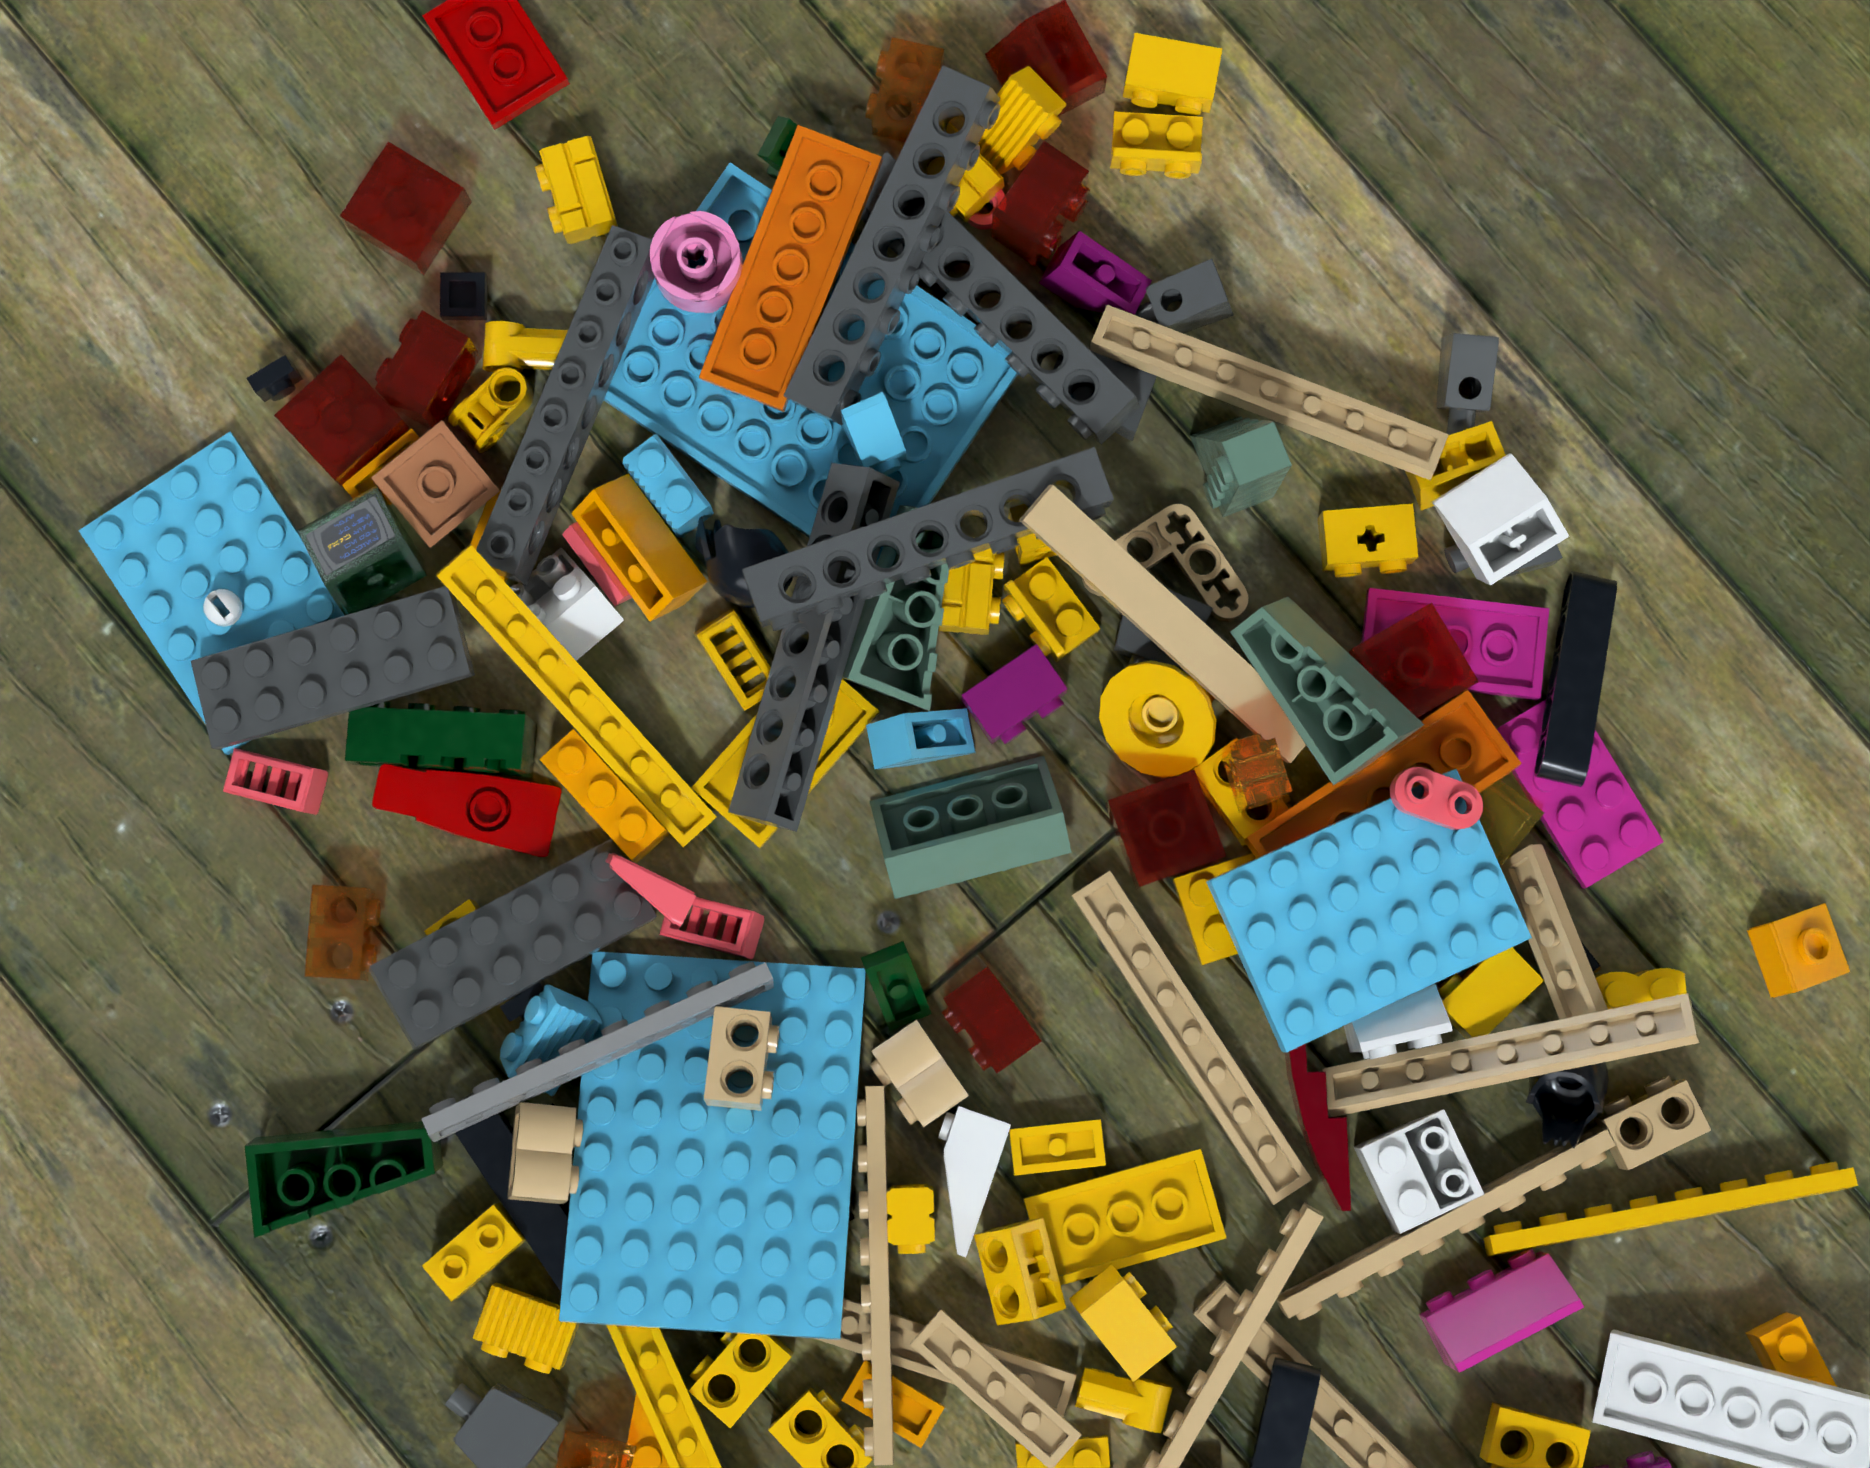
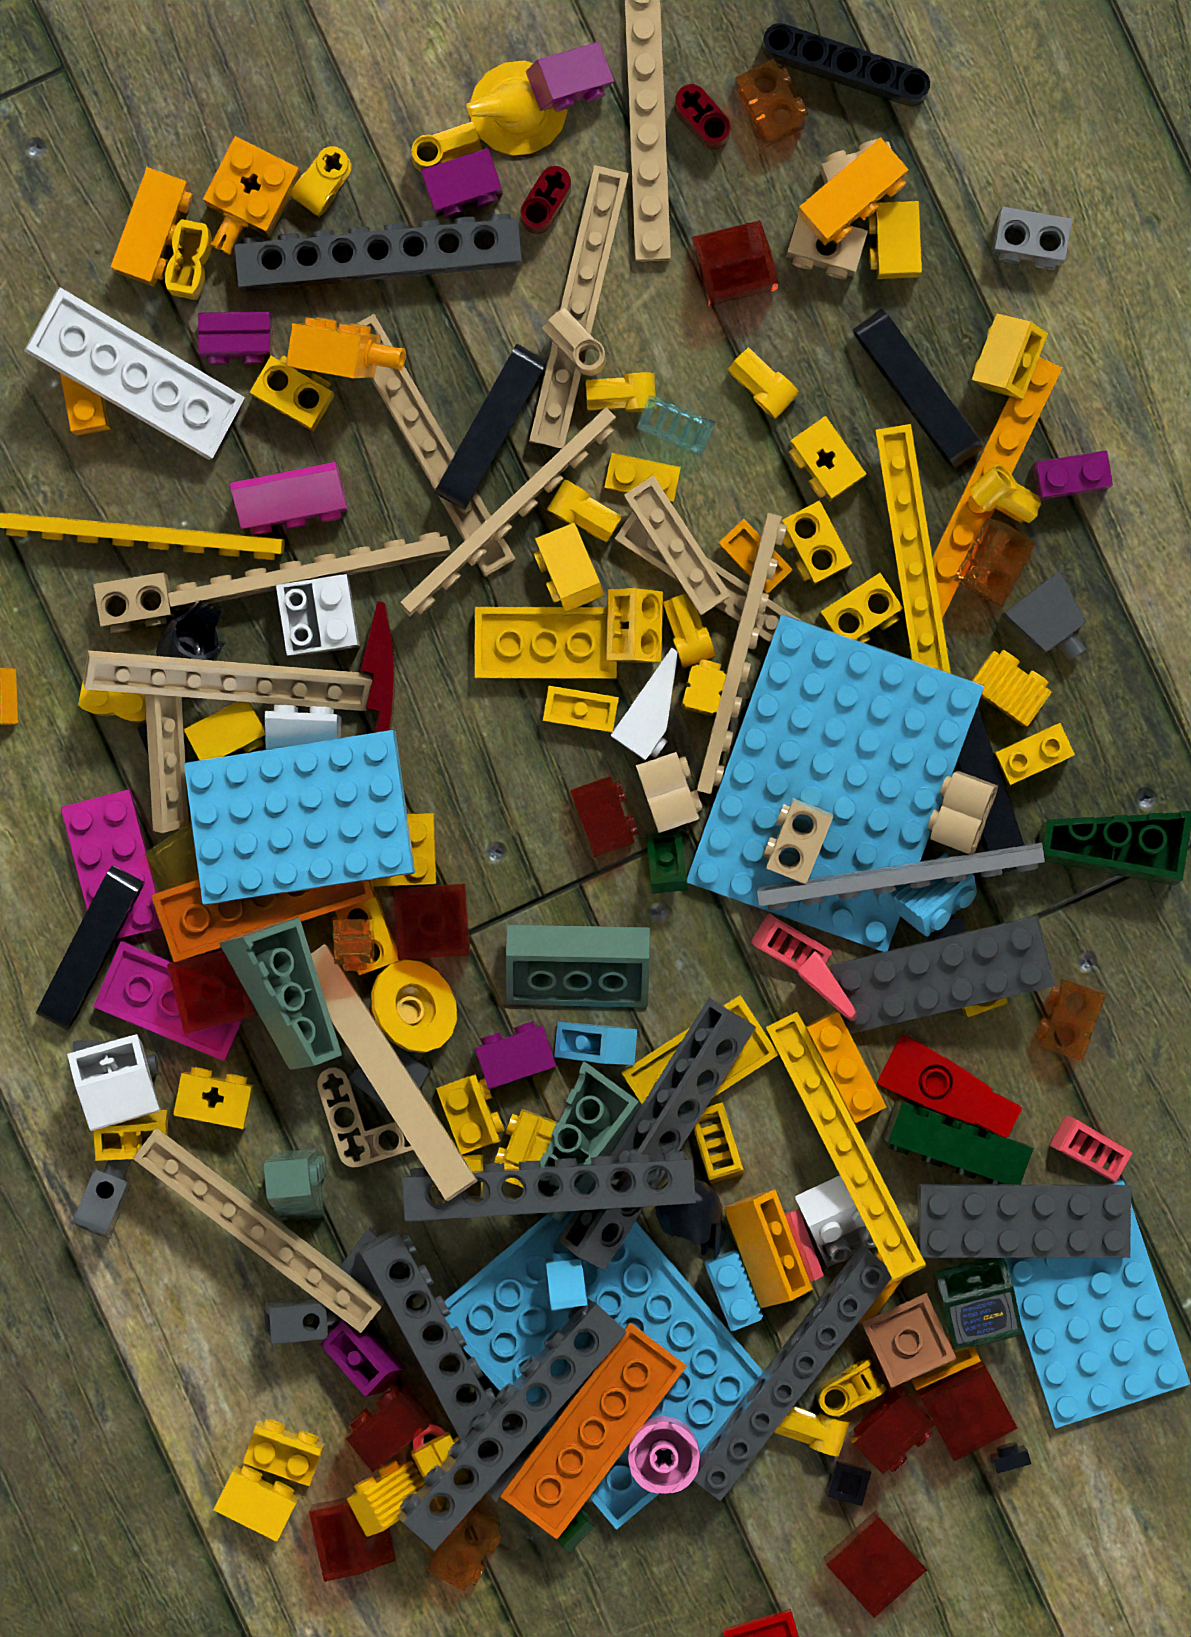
camera: 165 degrees left, 5 degrees up
(231, 602) = (1088, 1295): white hinge -> none
(577, 190) = (739, 1541): yellow brick -> none
(945, 1277) = (691, 638): none -> yellow piece
(1191, 1038) = (457, 762): tan plate -> none
(1438, 800) = (224, 885): coral plate -> none

